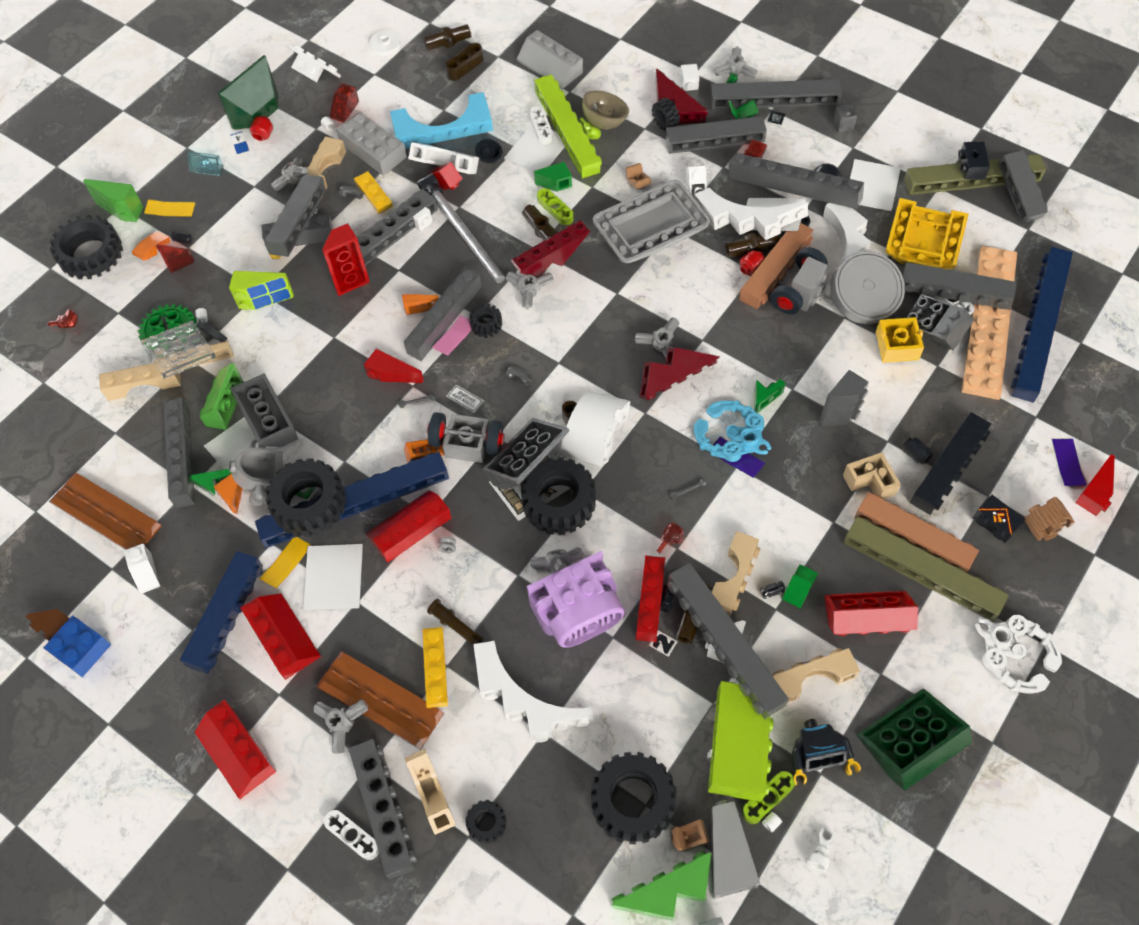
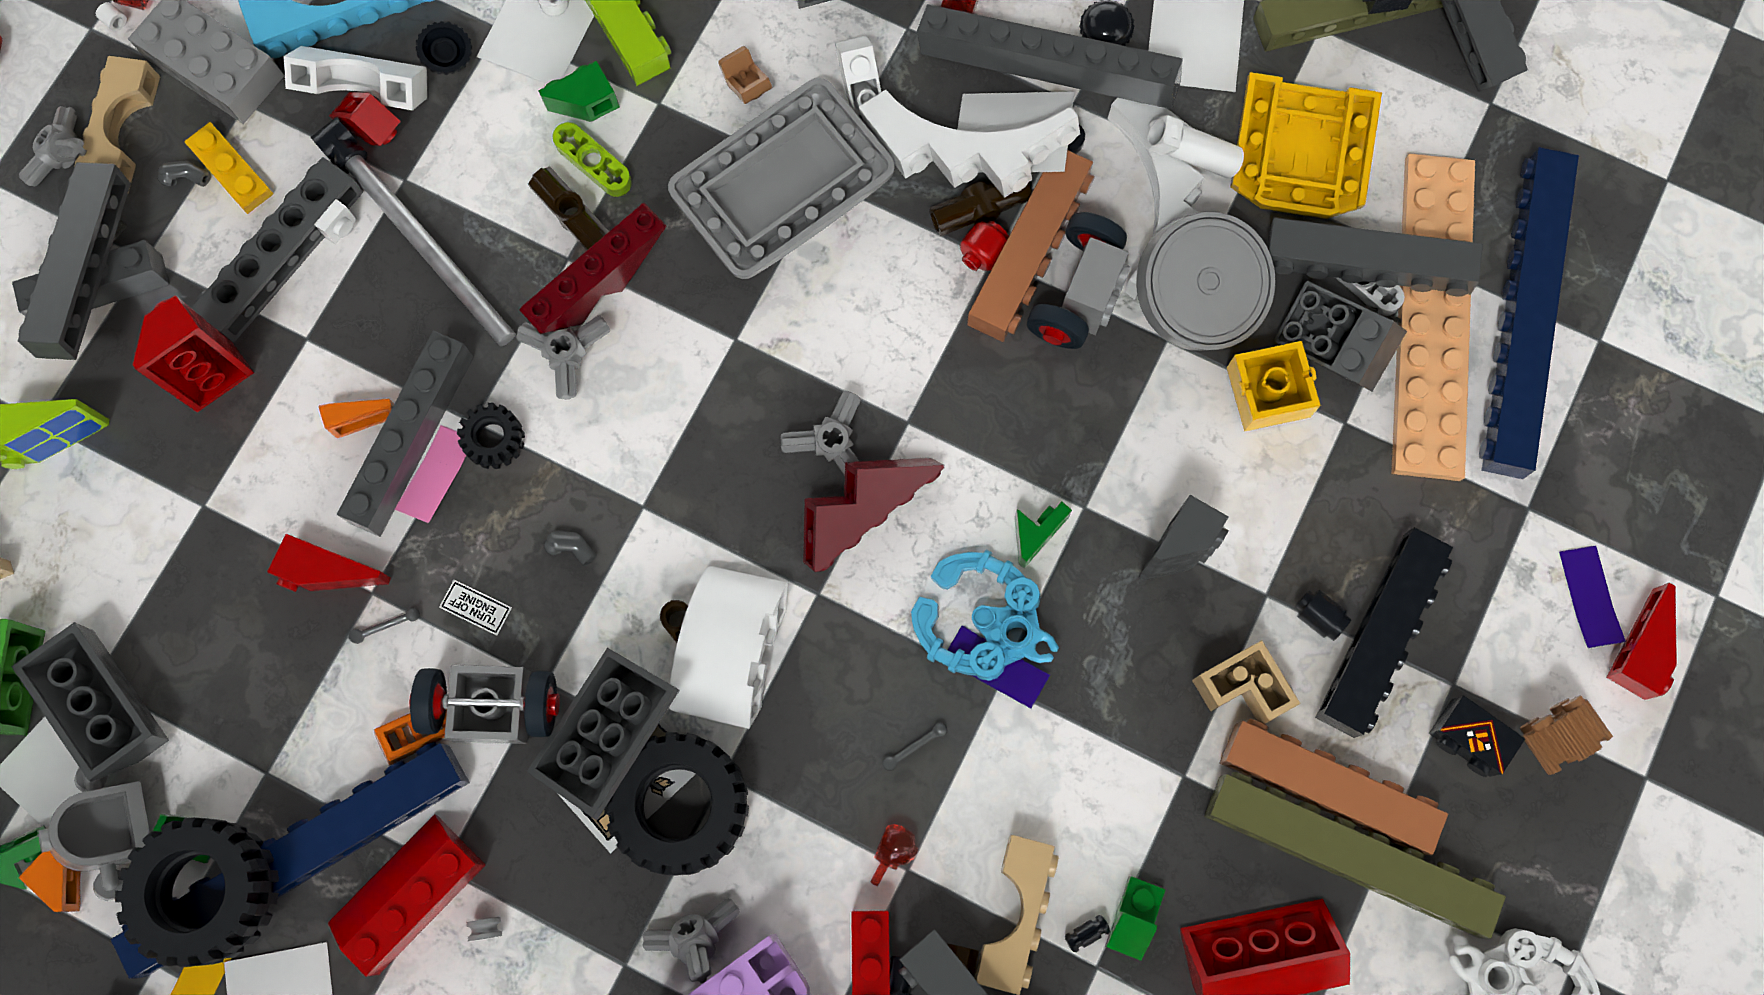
camera: 10 degrees left, 15 degrees up
(865, 225) = (1194, 147): none -> white piece

